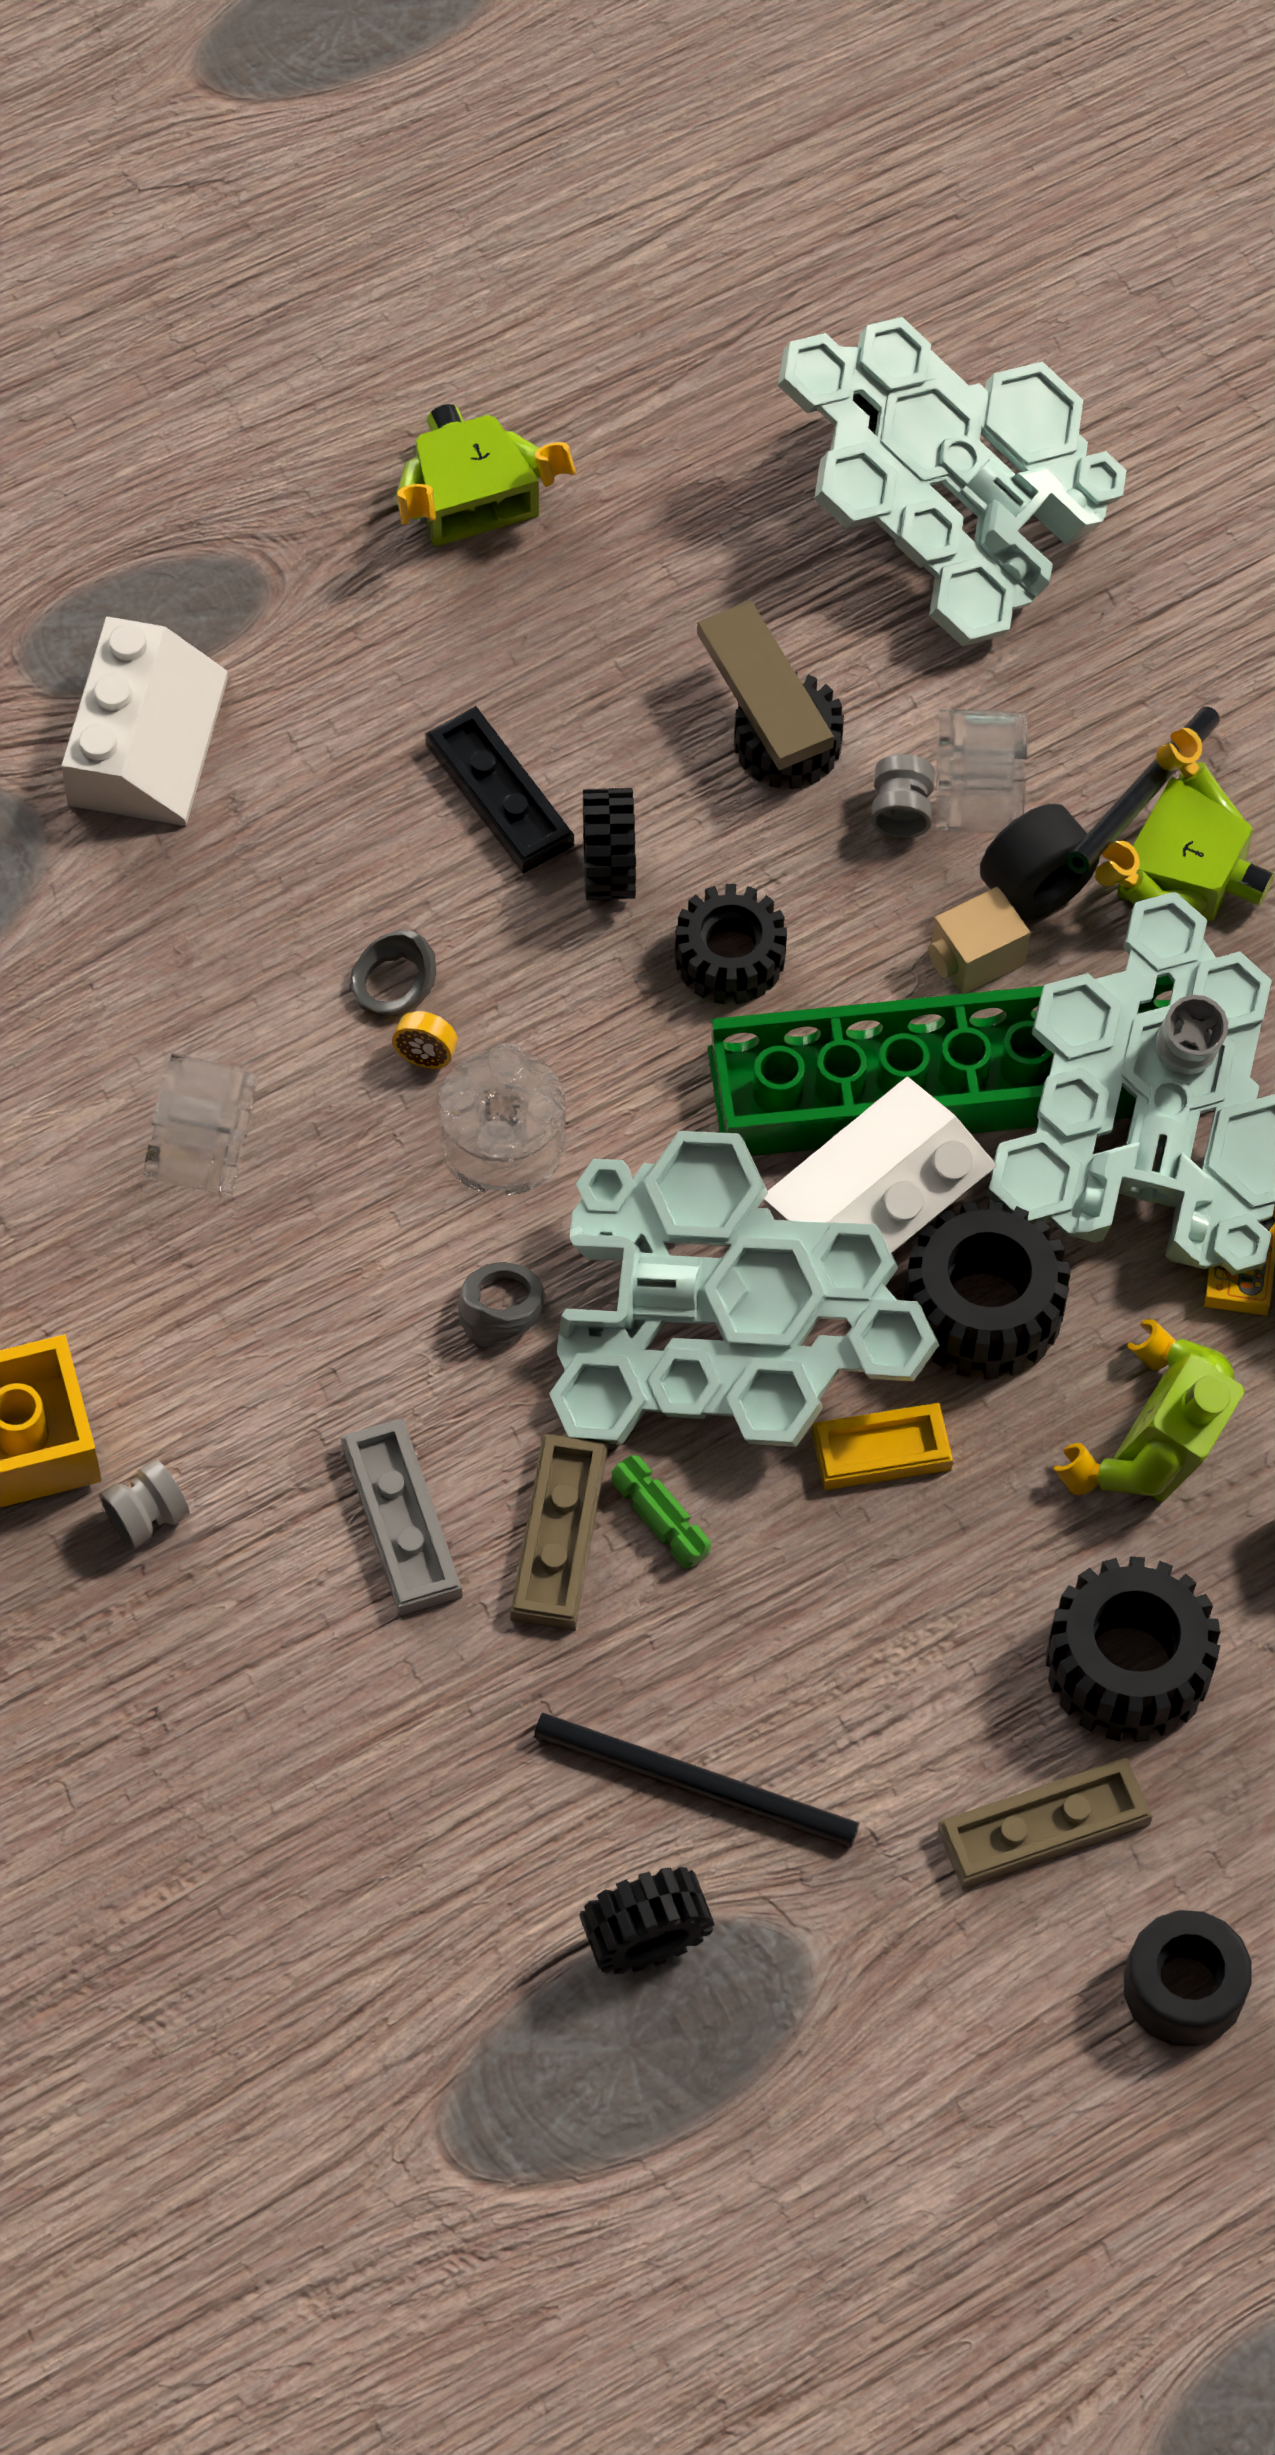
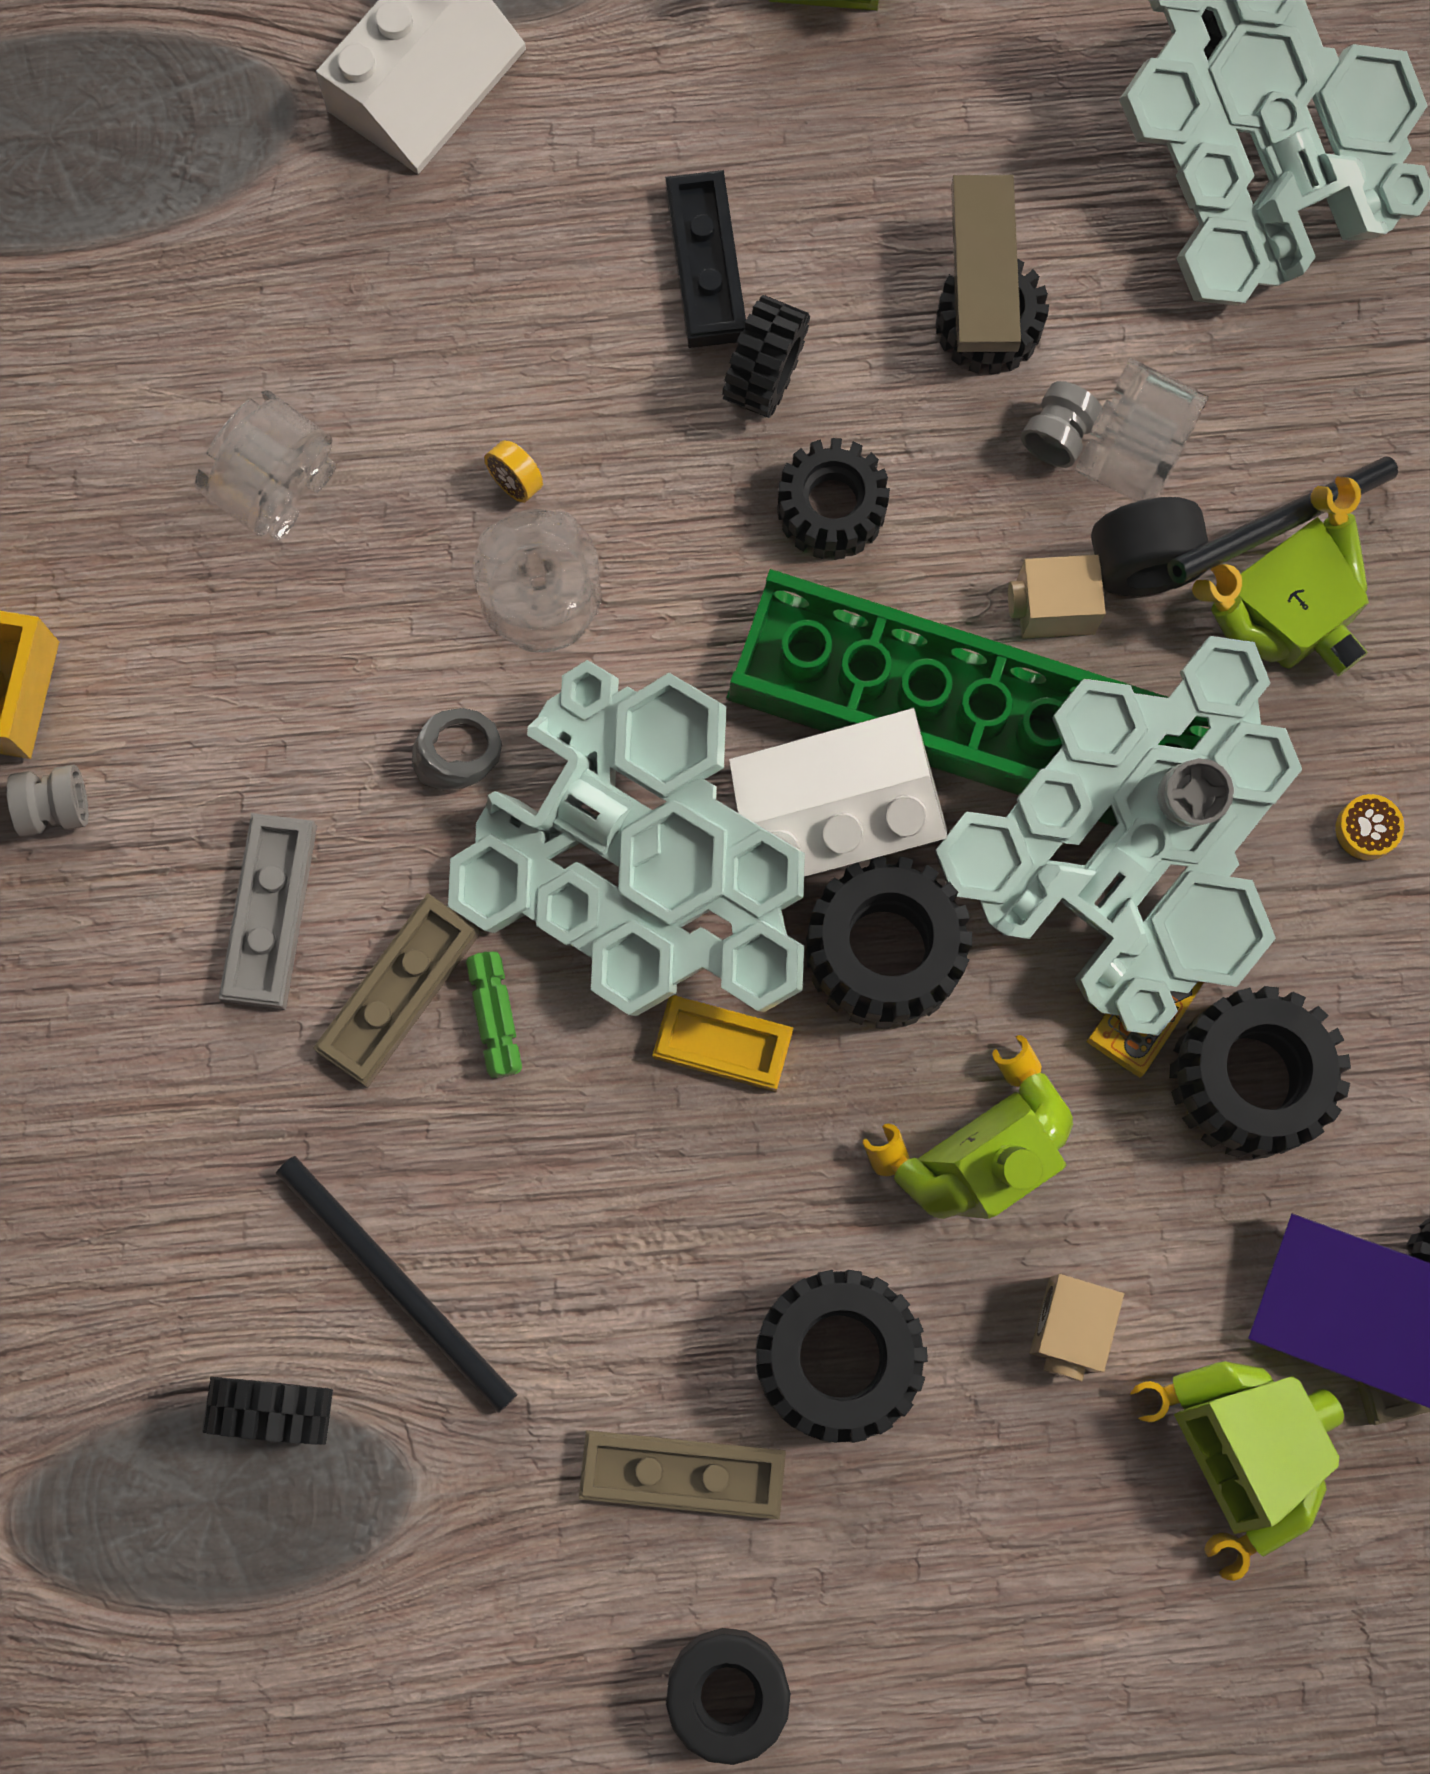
camera: 25 degrees right, 15 degrees up
(391, 948) = (534, 370): dark grey piece -> none

